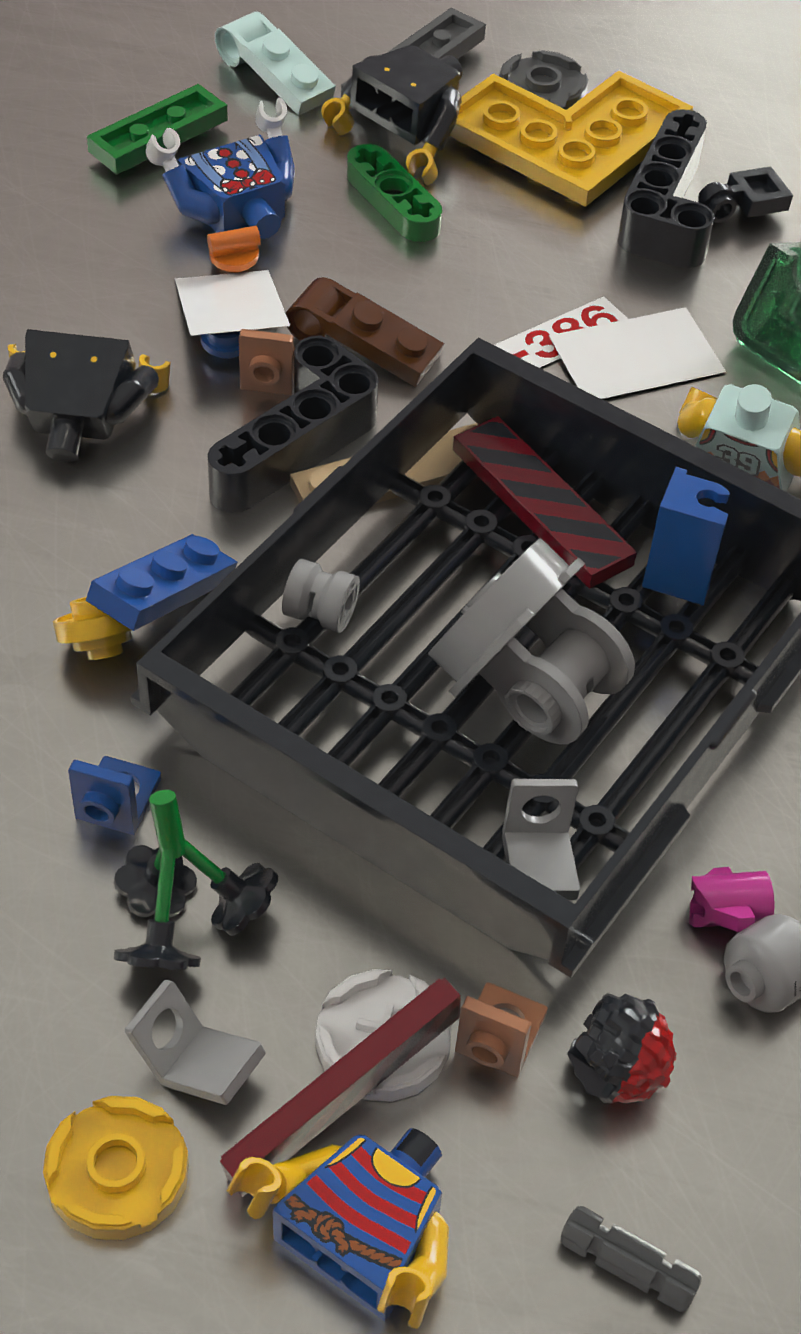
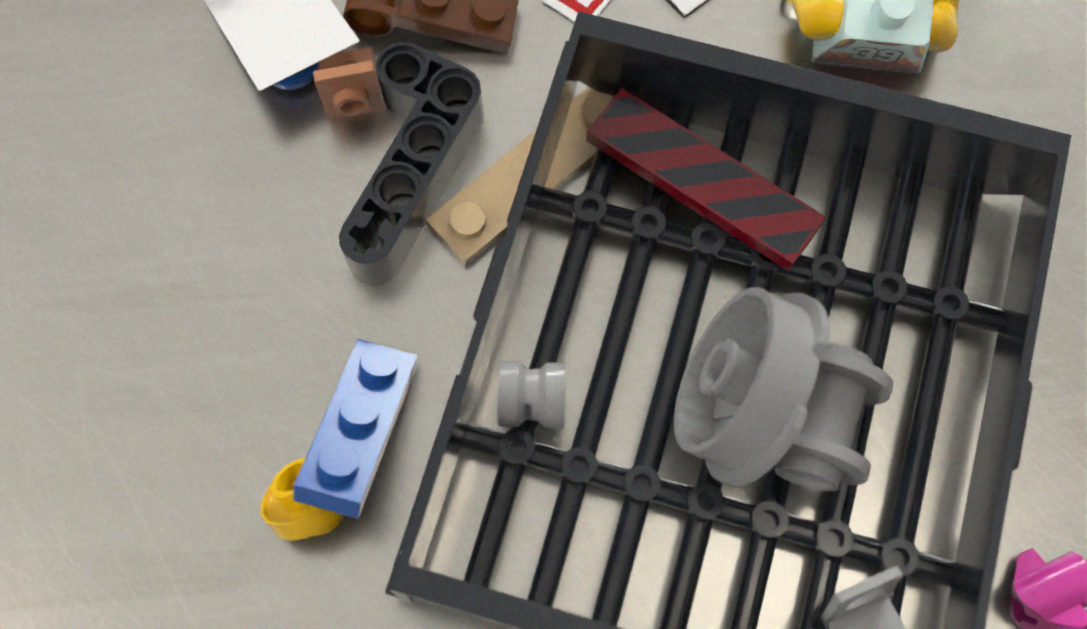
camera: 15 degrees left, 20 degrees up
(78, 386) = (162, 195): black torso -> none
(686, 538) = (878, 202): blue hinge -> none

